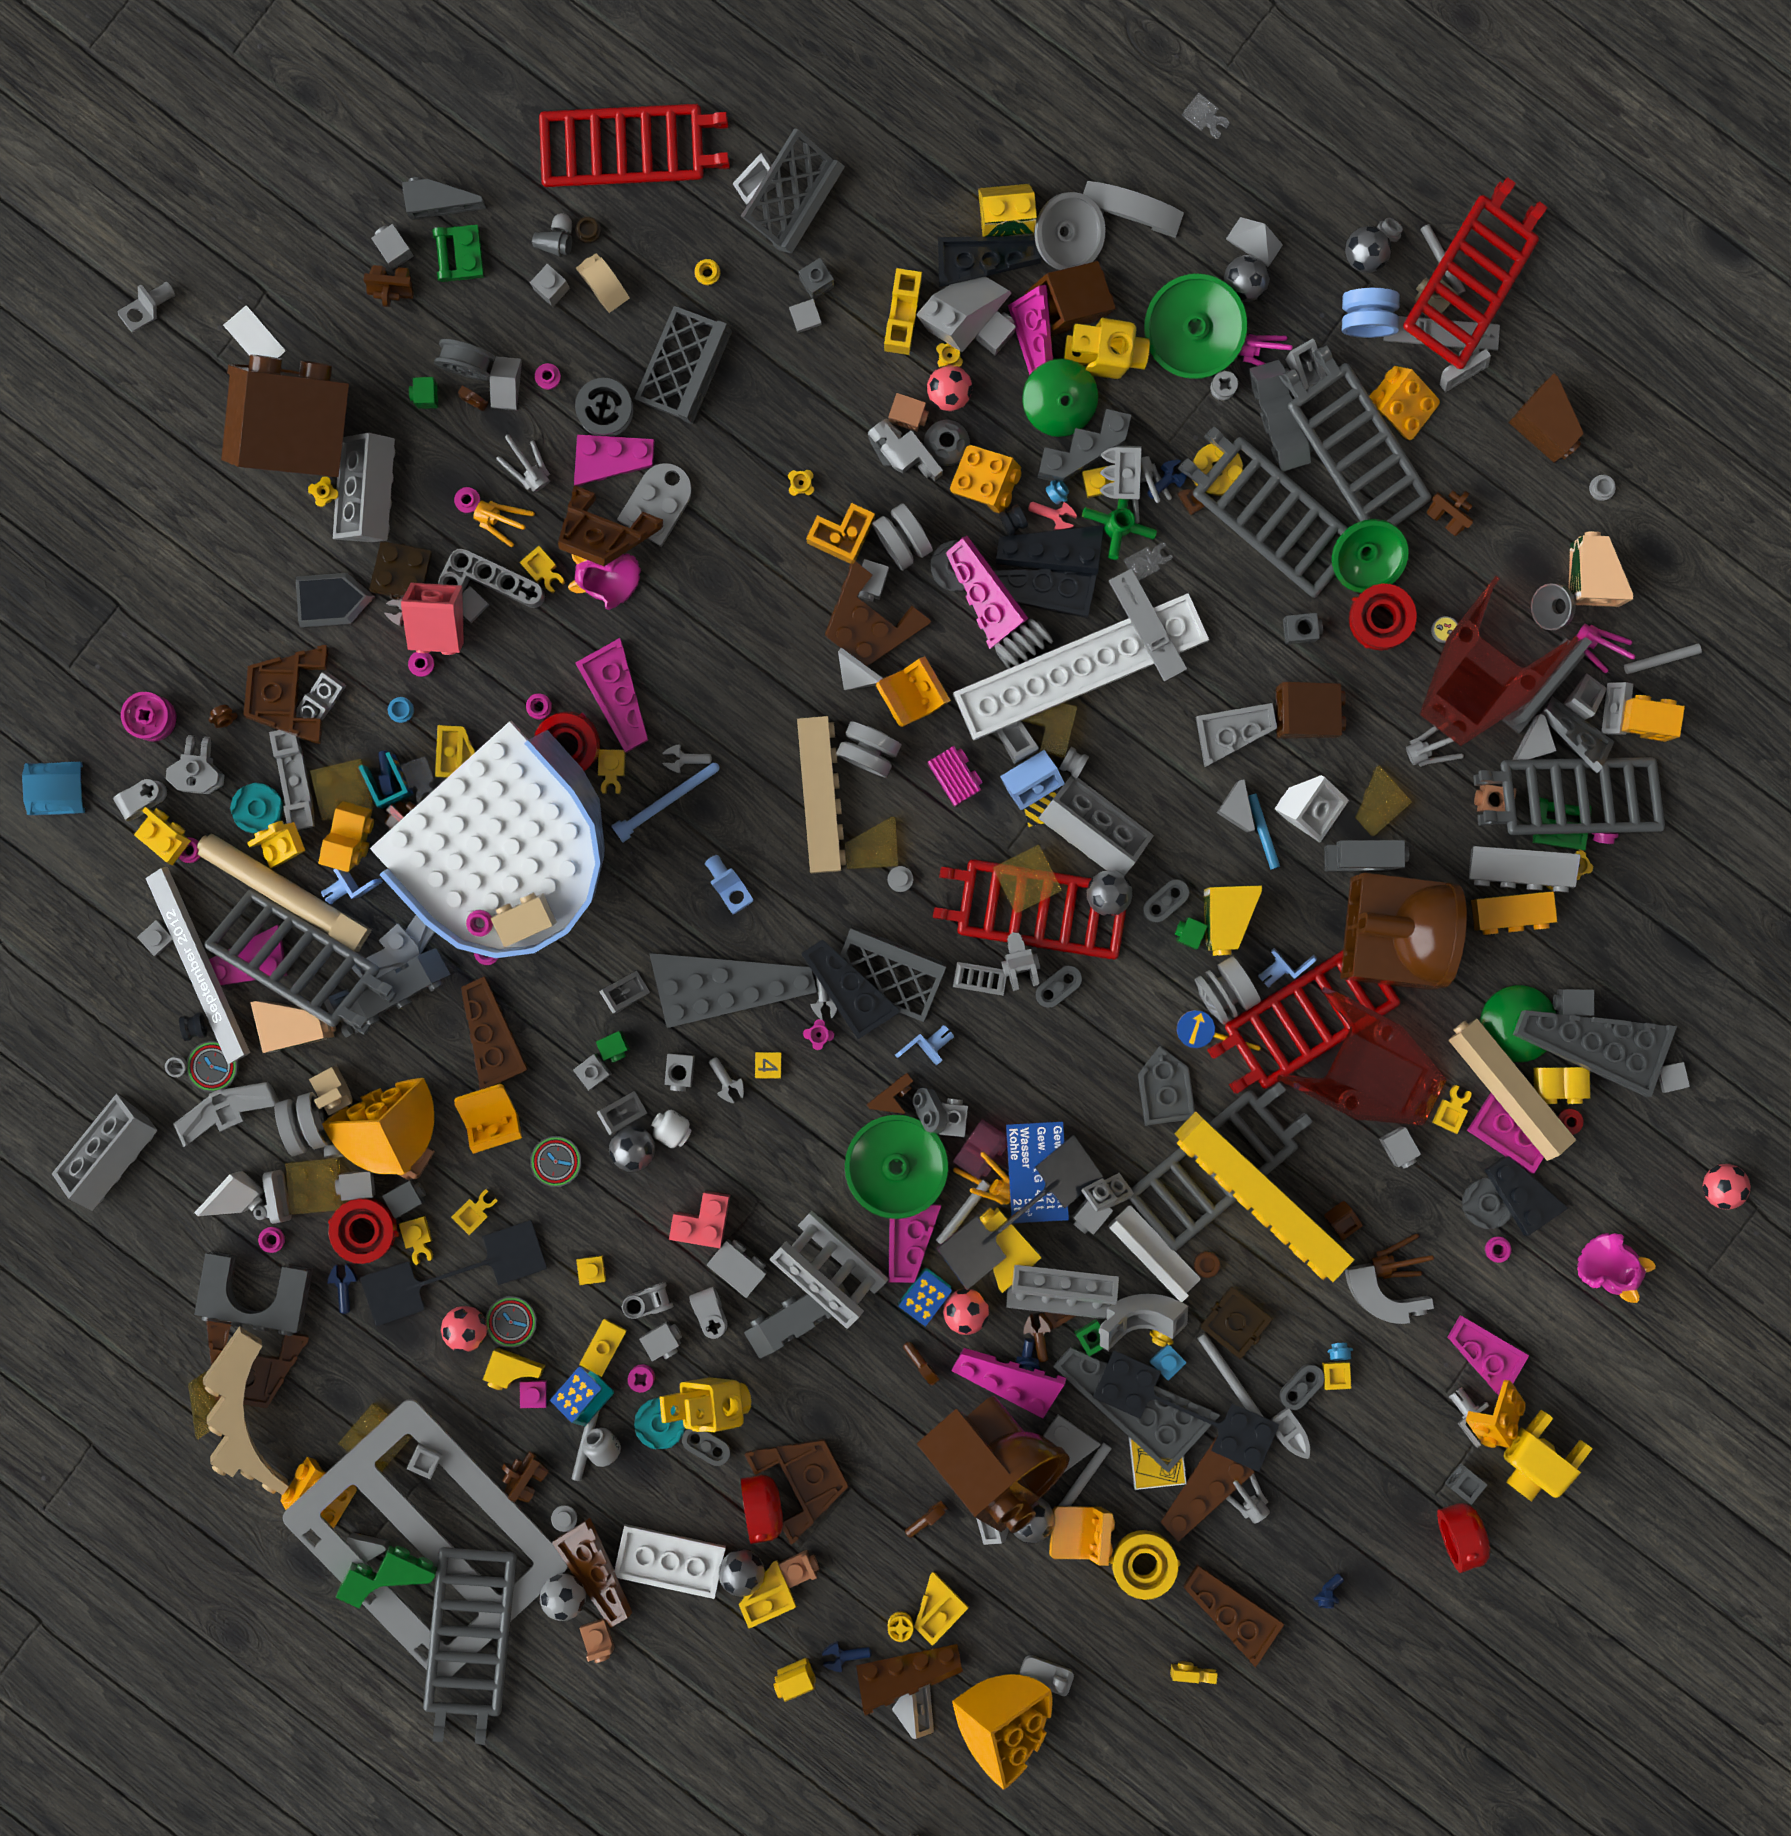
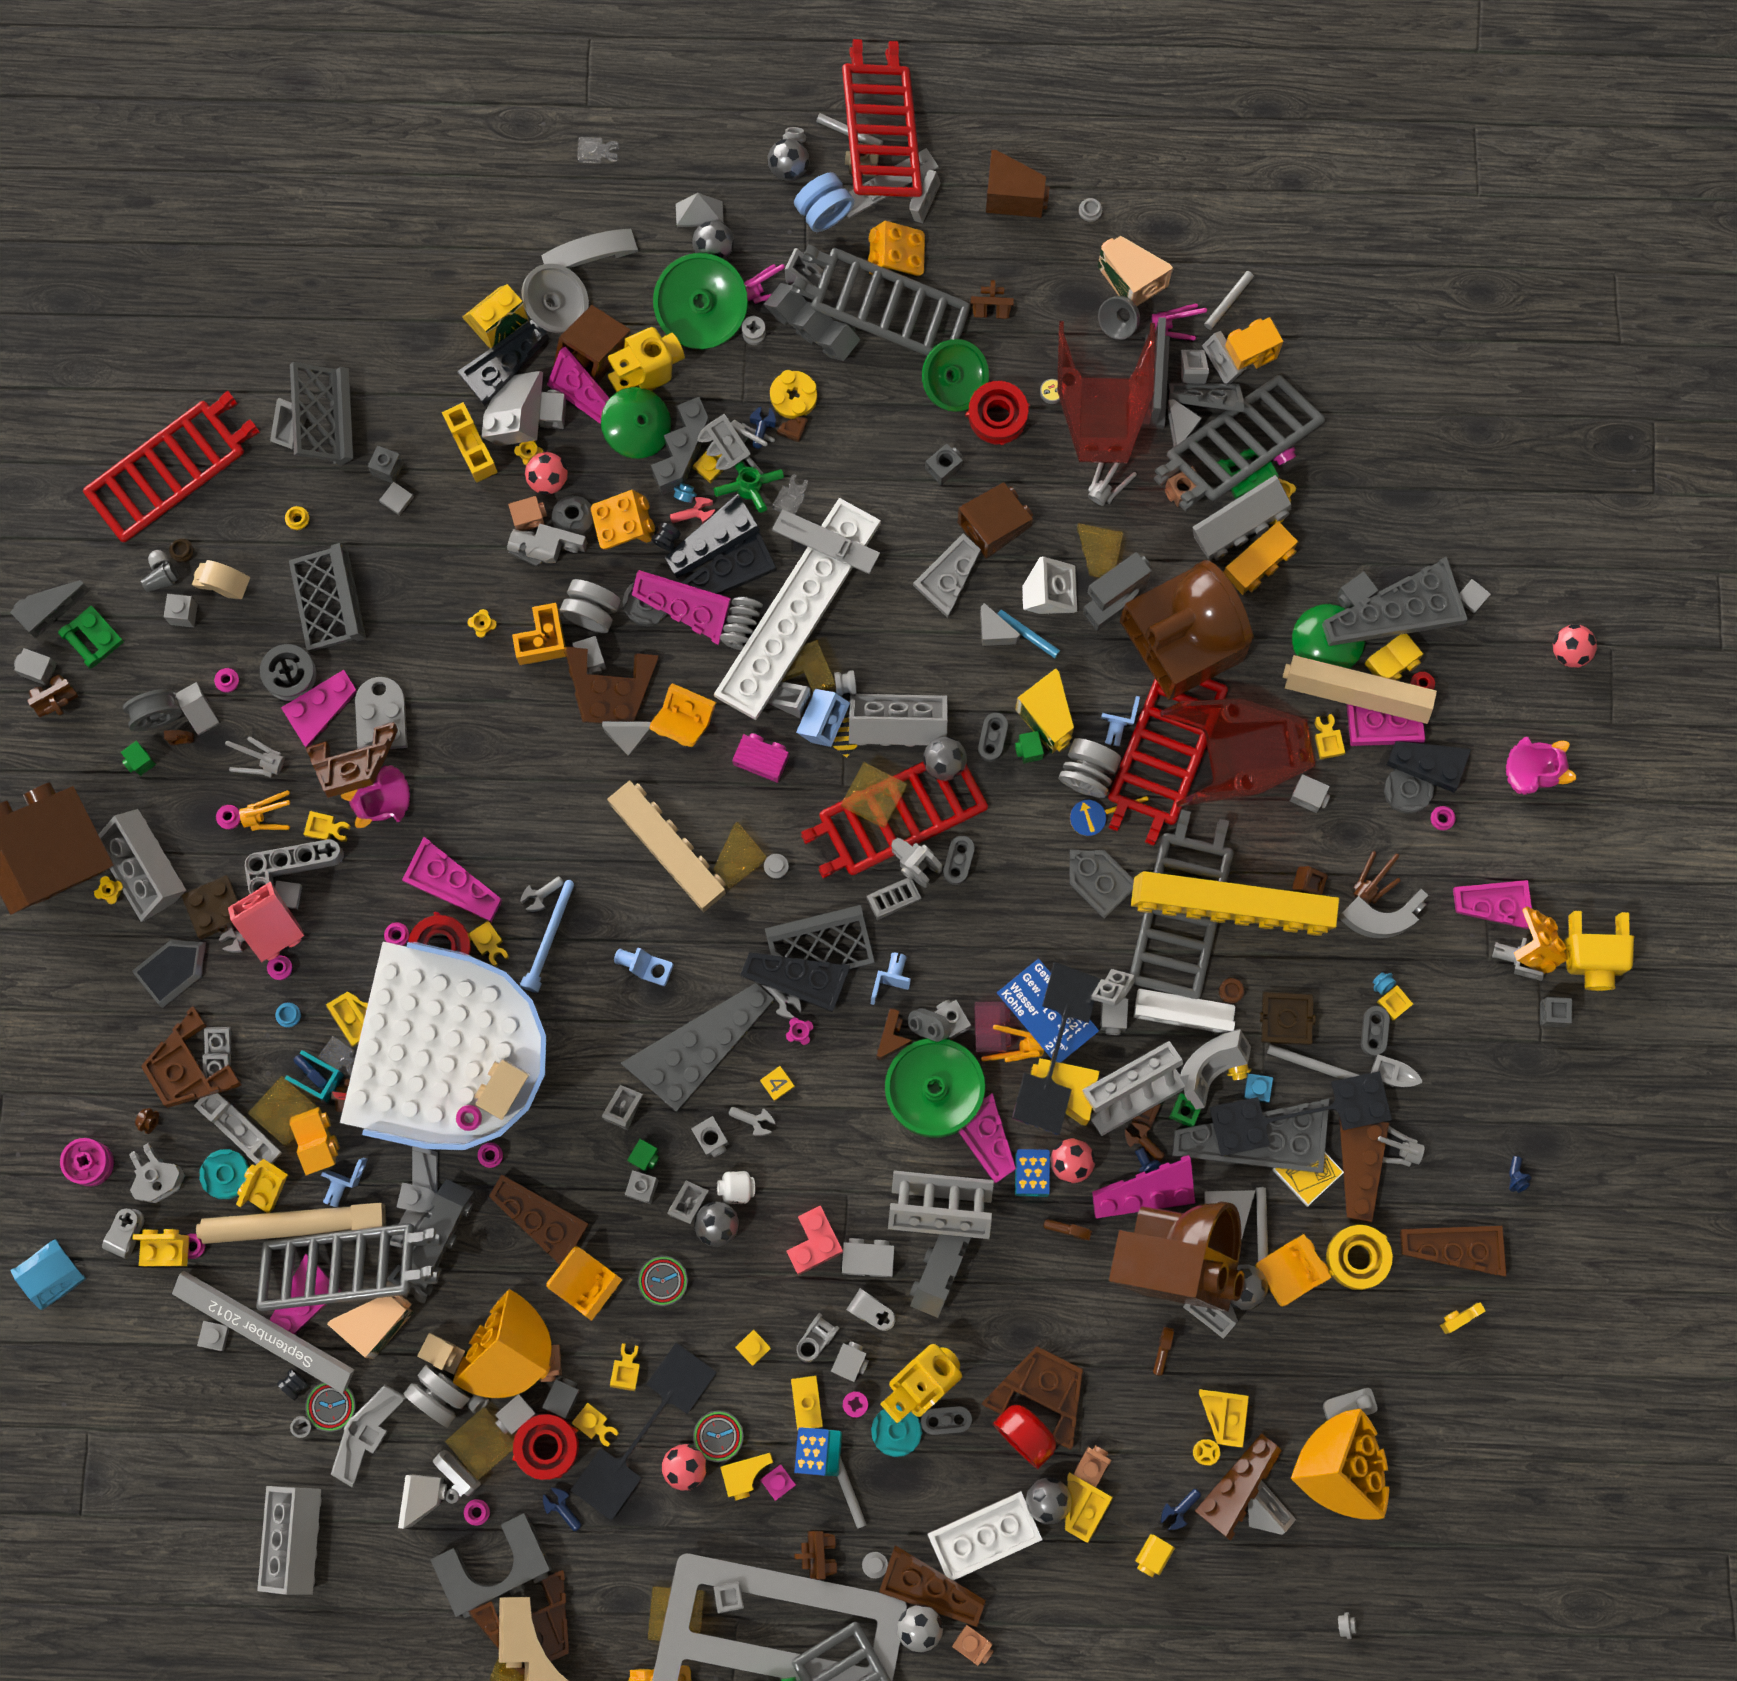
camera: 35 degrees left, 10 degrees down
(601, 1447) = (863, 1482): light grey head -> none
(870, 745) = (679, 782): light grey wheel -> none
(962, 1213) = (1013, 1086): light grey bar -> none
(1277, 476) = (790, 407): dark grey bar -> none
(1464, 1536) = (1585, 1052): red piece -> none

